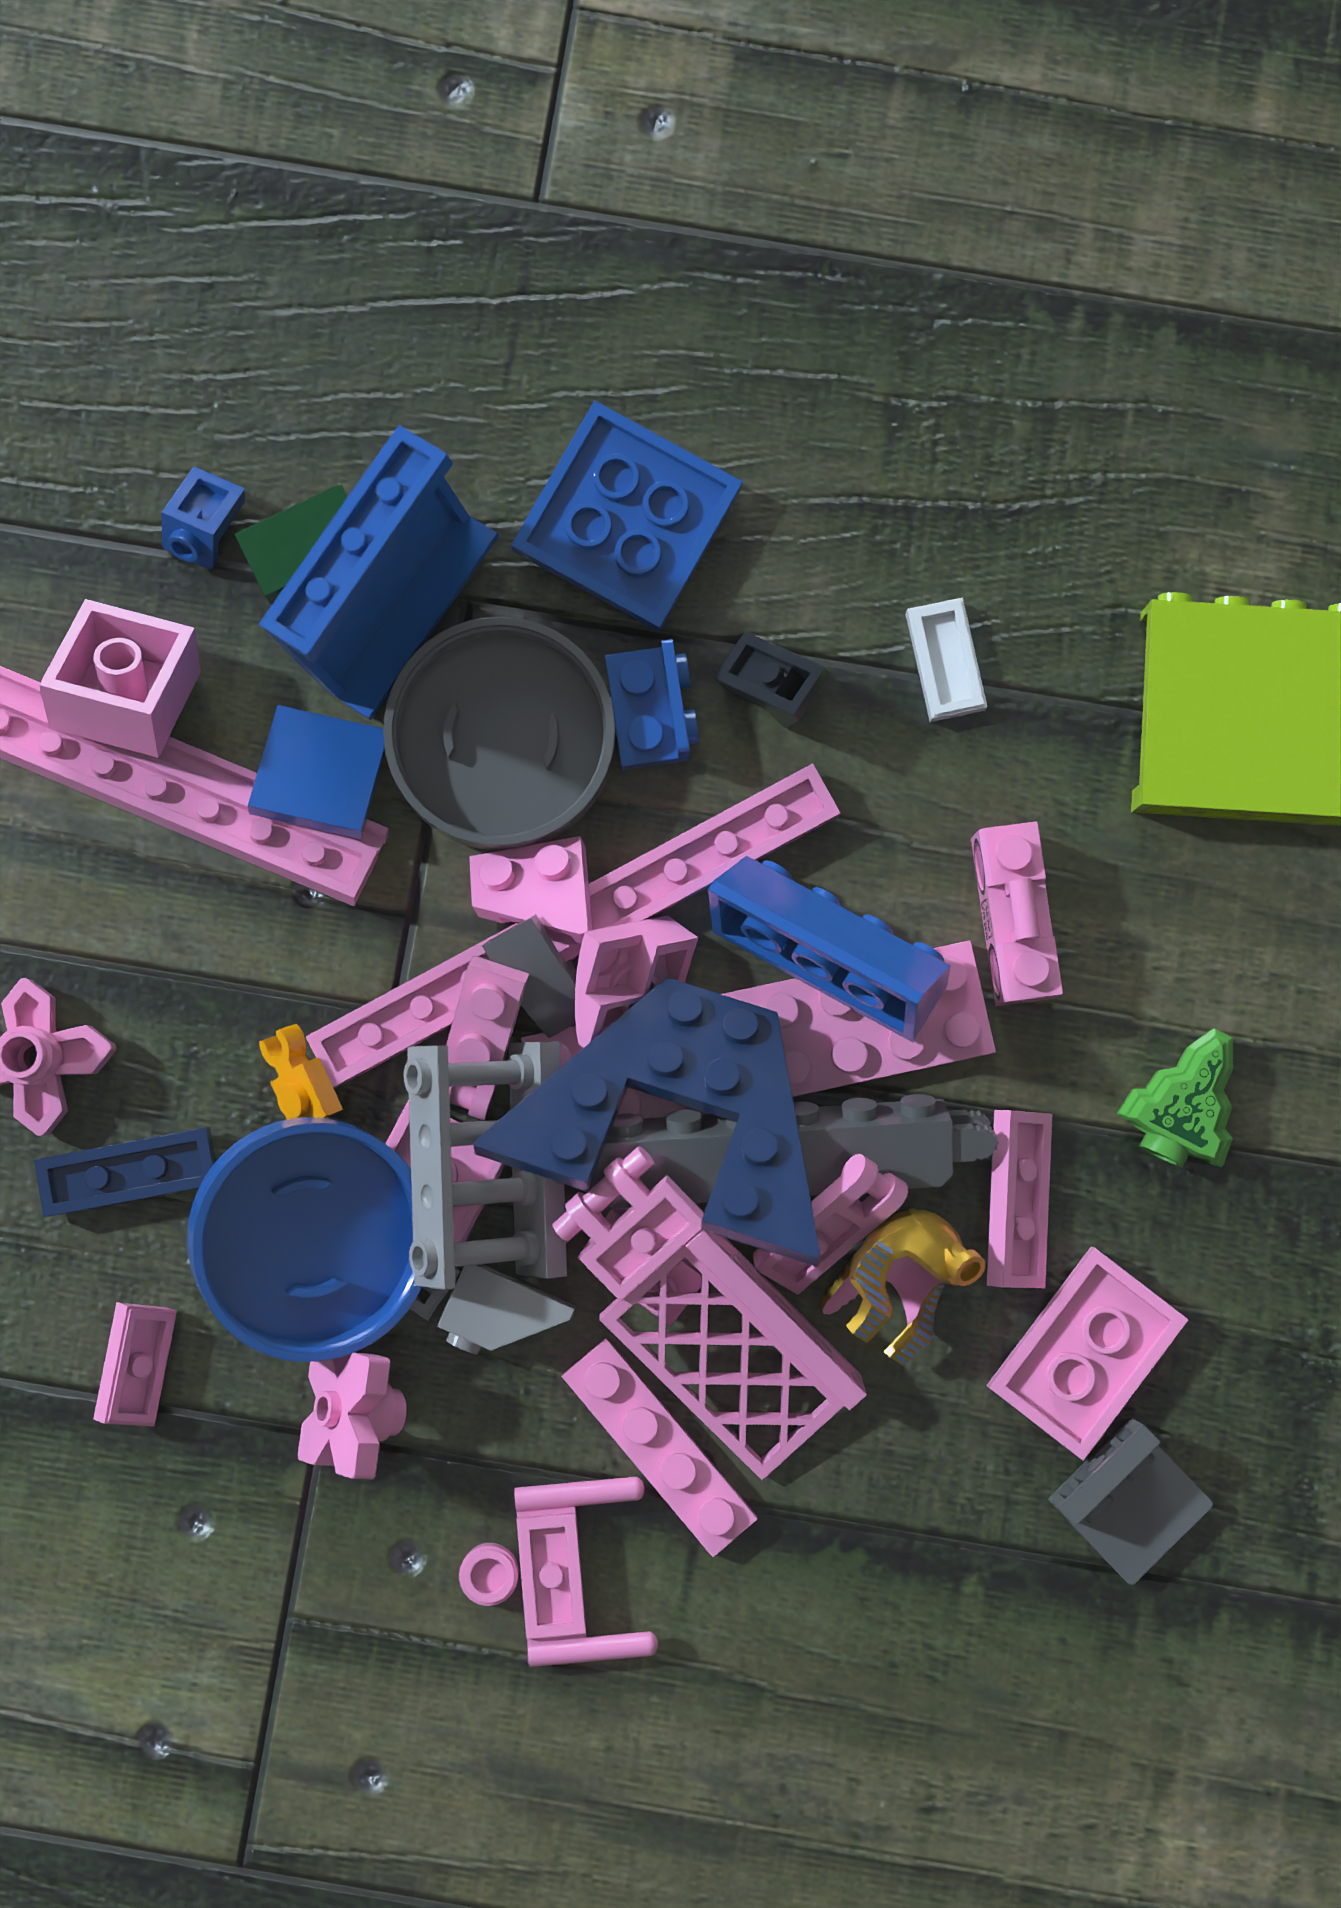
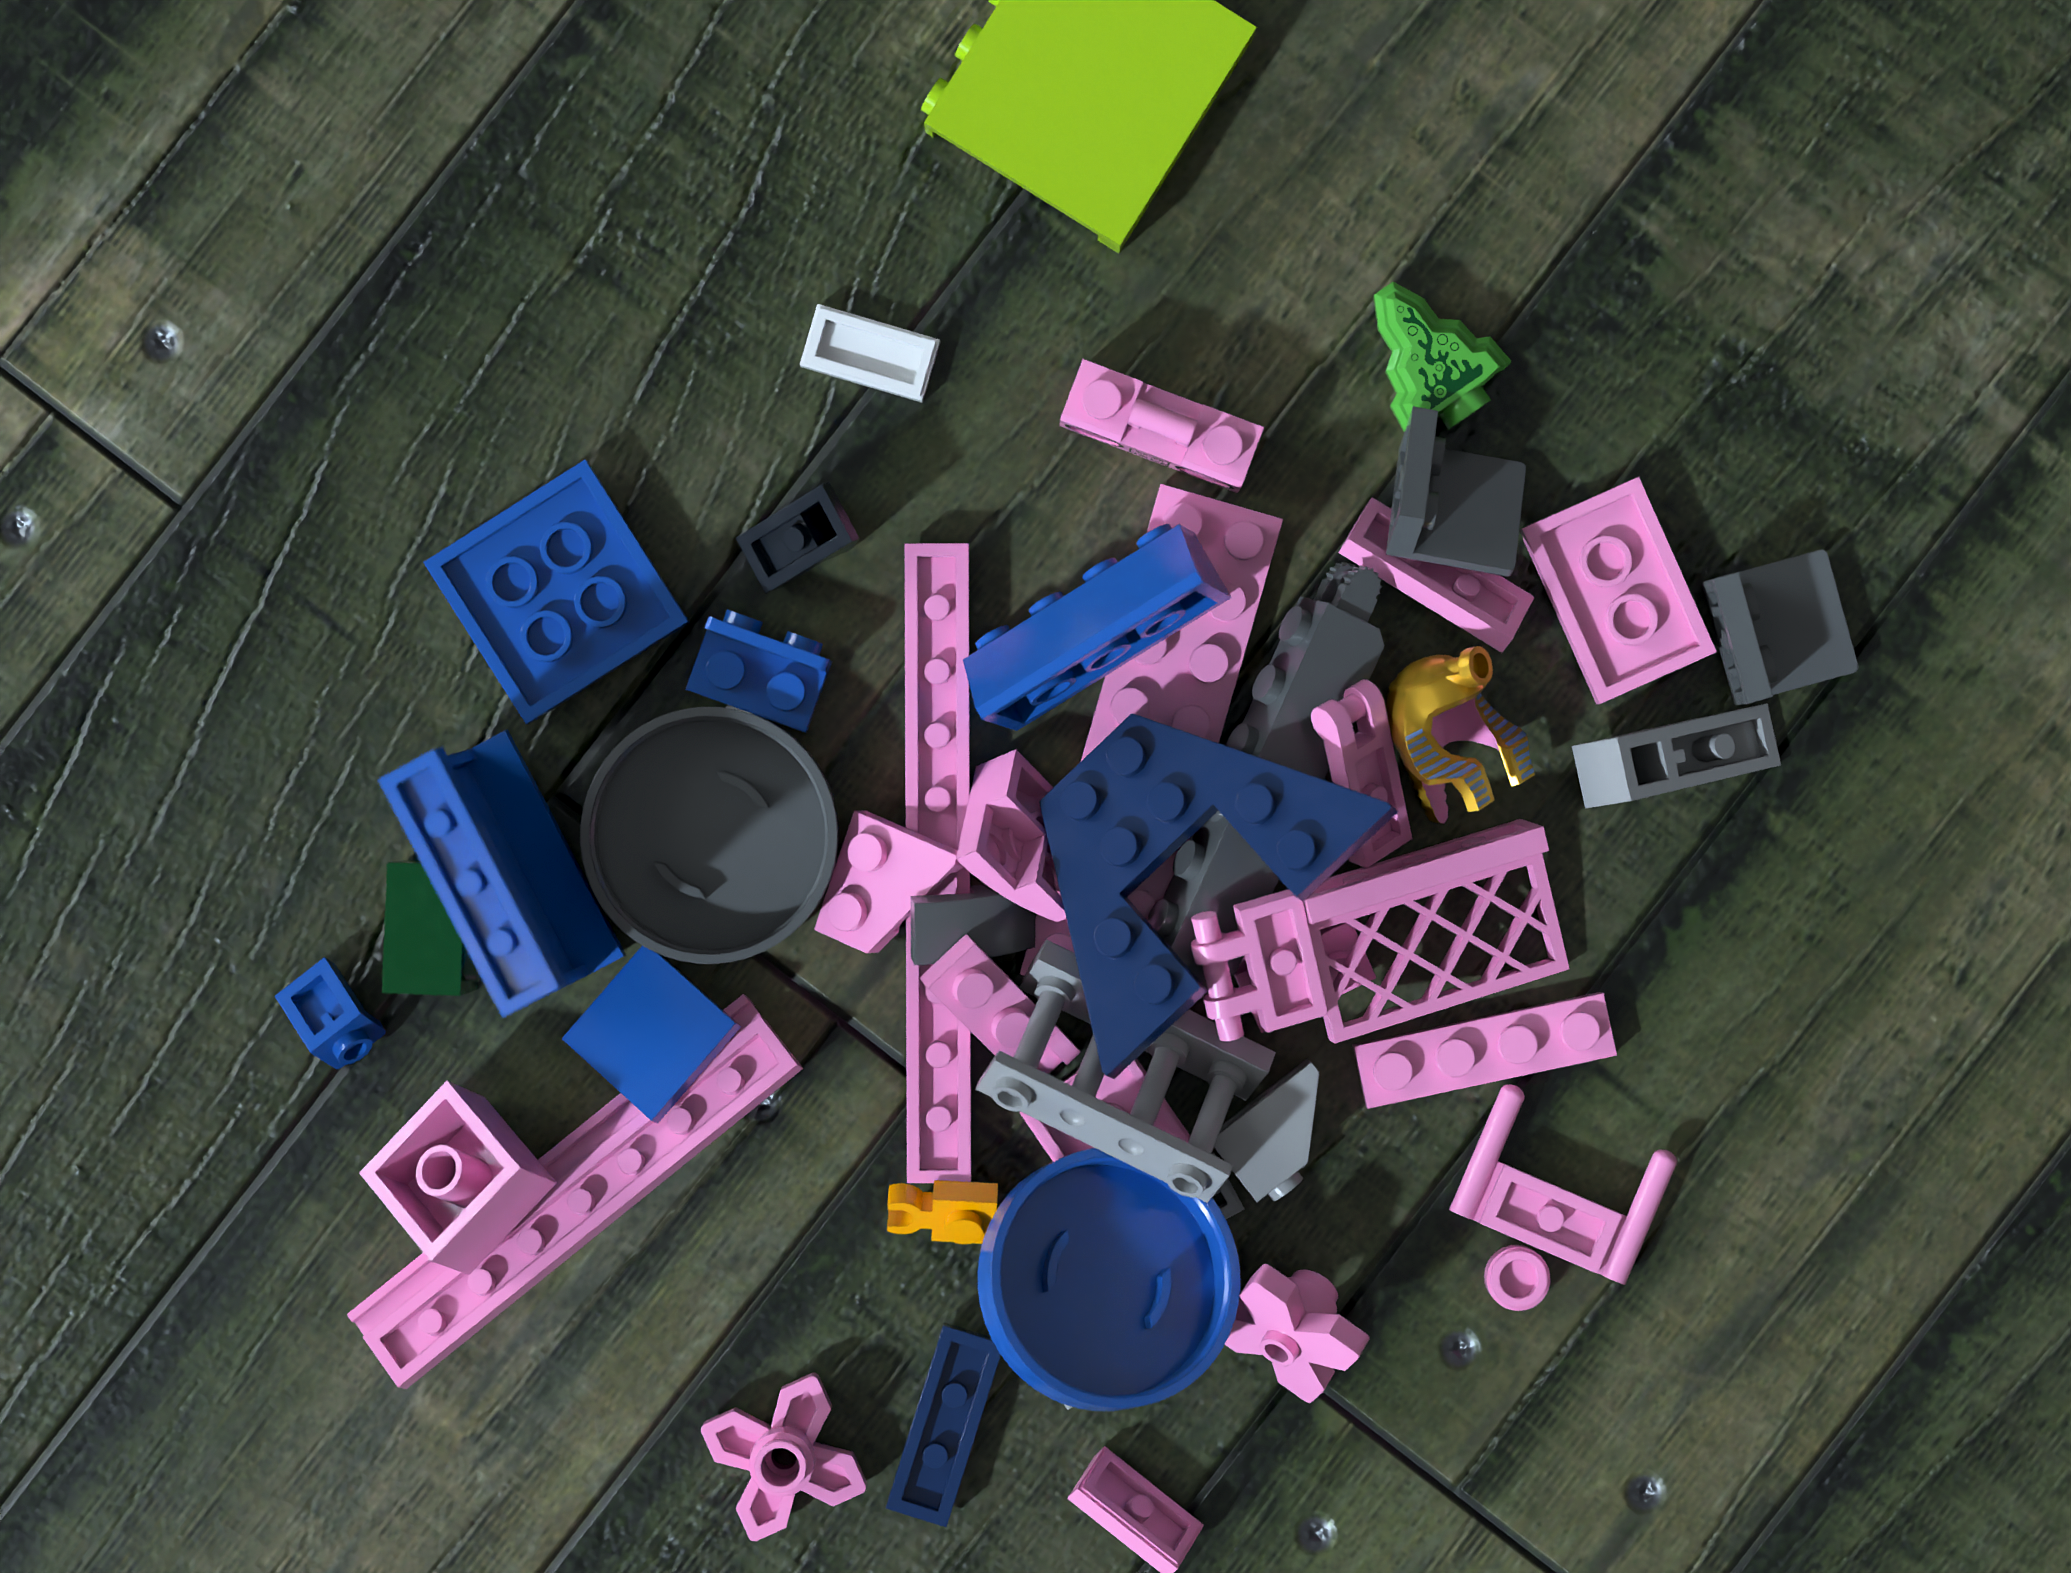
camera: 60 degrees left, 5 degrees up
(981, 1473) = (1676, 756): none -> light grey slope
(1084, 1181) = (1454, 503): none -> dark grey bracket

